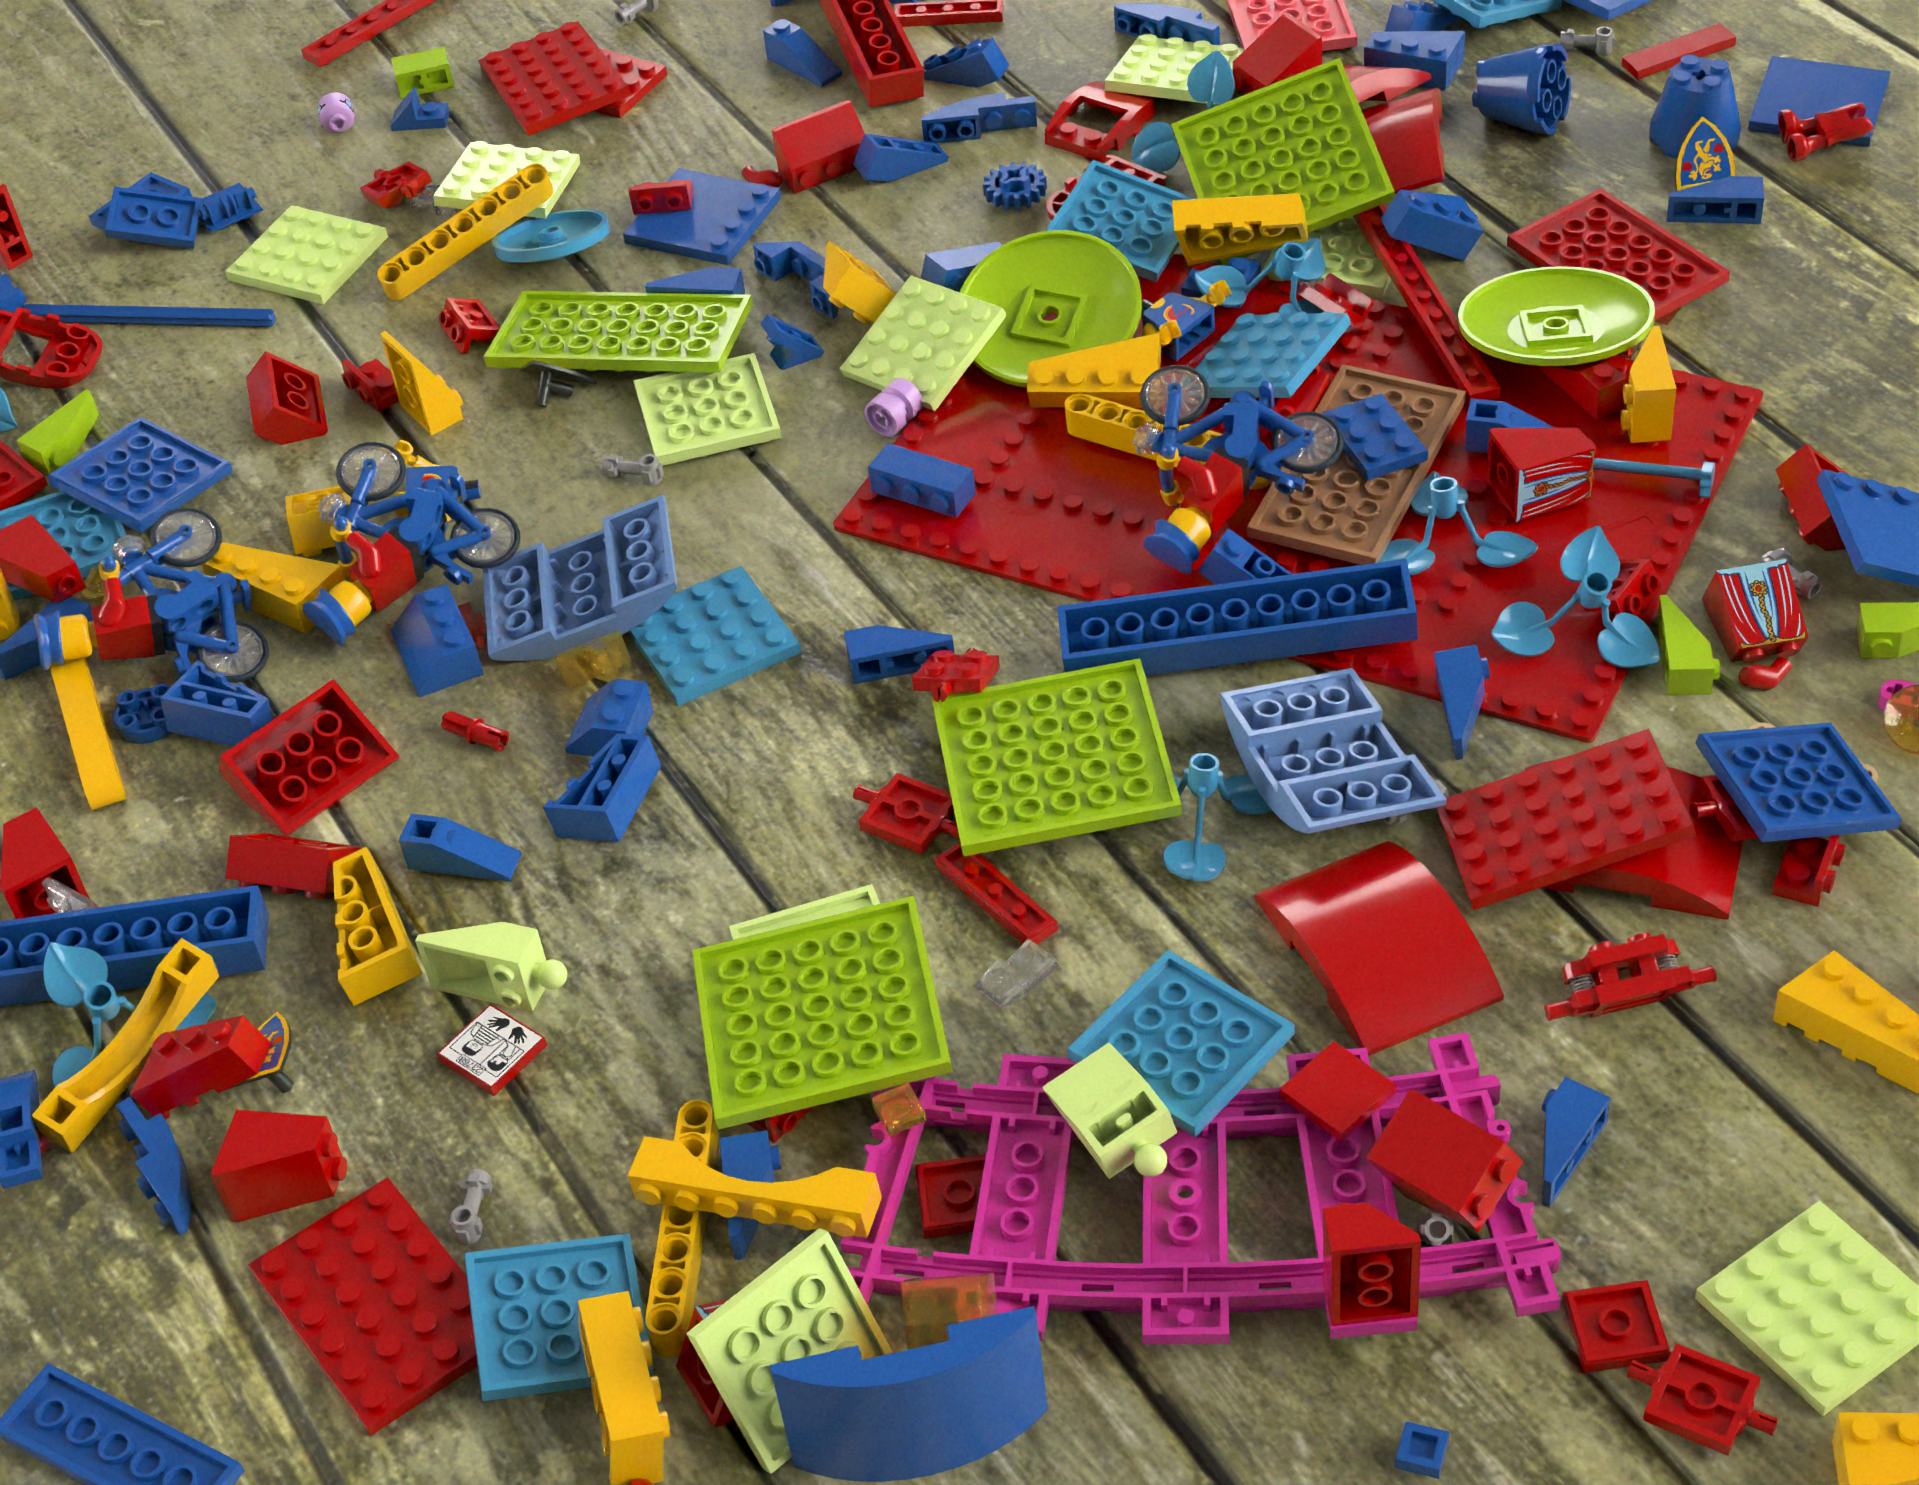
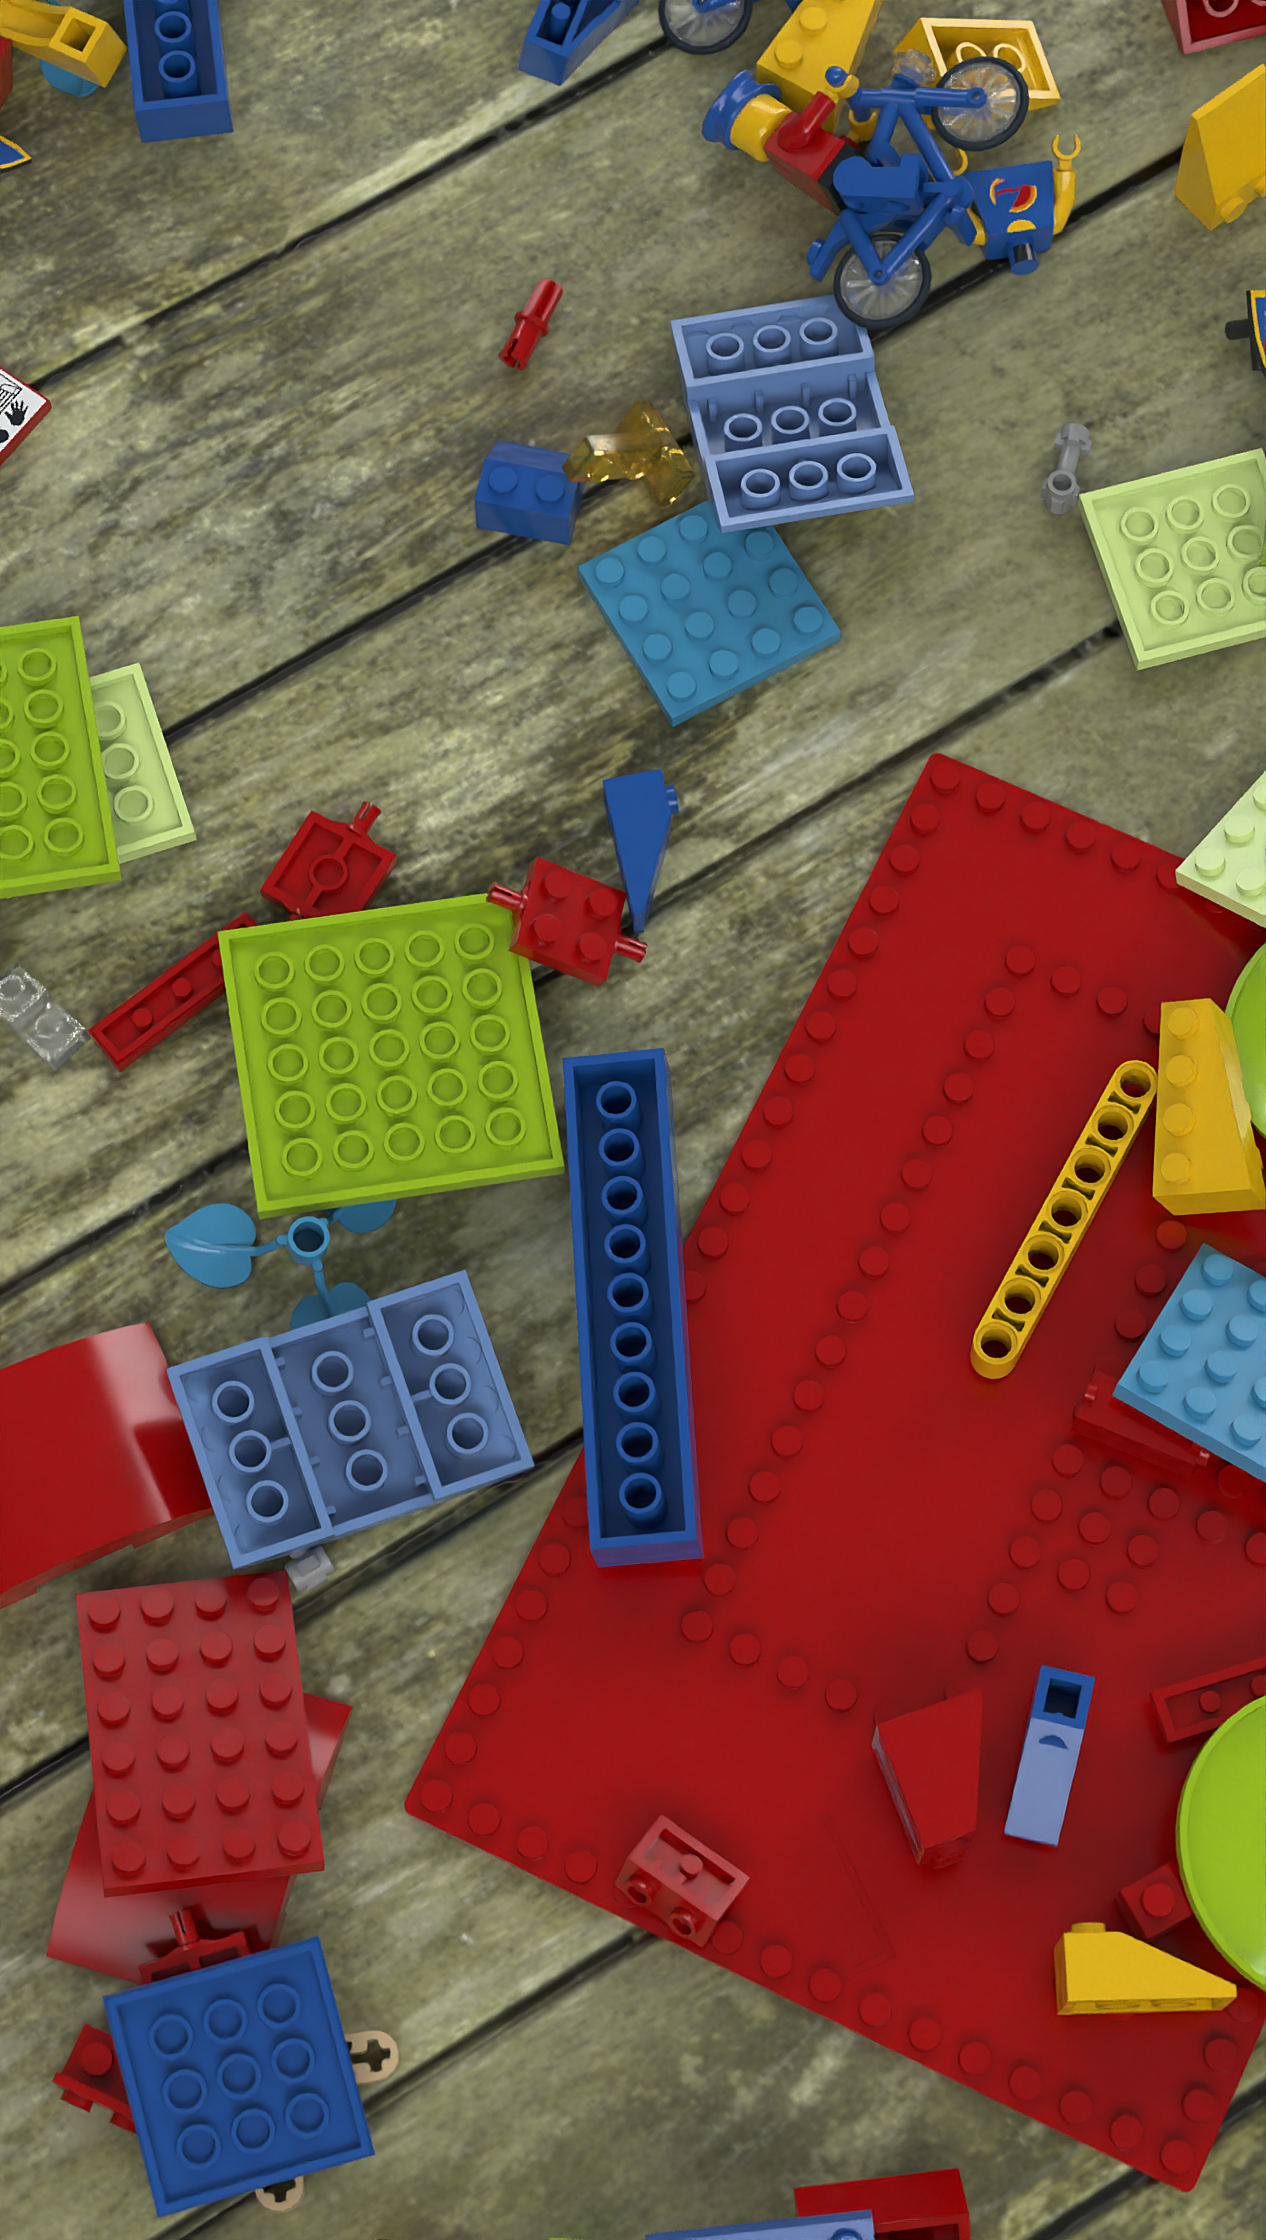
camera: 85 degrees right, 25 degrees up
(285, 863) = (308, 141): red slope -> none
(306, 759) = (485, 131): red slope -> none
(371, 935) = (177, 244): yellow wedge -> none
(435, 642) = (707, 258): blue slope -> none
(453, 849) = (300, 327): blue slope -> none
(474, 623) = (733, 291): clear red plate -> none
(491, 964) = (79, 396): yellowish green slope -> none
(608, 793) = (385, 496): blue wedge -> none
(893, 407) = (1176, 819): lavender wheel -> none
(922, 480) = (987, 862): blue brick -> none
(1233, 460) = (966, 1399): piece -> none
(1237, 561) = (747, 1338): blue slope -> none
(1340, 509) = (1003, 1508): medium nougat plate -> none
(1377, 437) = (1042, 1529): blue plate -> none
(1443, 498) = (919, 1626): dark azure plant -> none
(1462, 690) = (485, 1618): blue slope -> none
(1594, 563) = (570, 1872): dark azure plant -> none
(1685, 653) = (547, 1963): lime slope -> none
(1705, 474) = (945, 2049): dark azure piece -> none
(1756, 611) = (623, 2081): red slope -> none
(1765, 676) = (503, 2082): red arm -> none
(1805, 583) = (751, 2138): light grey bar -> none

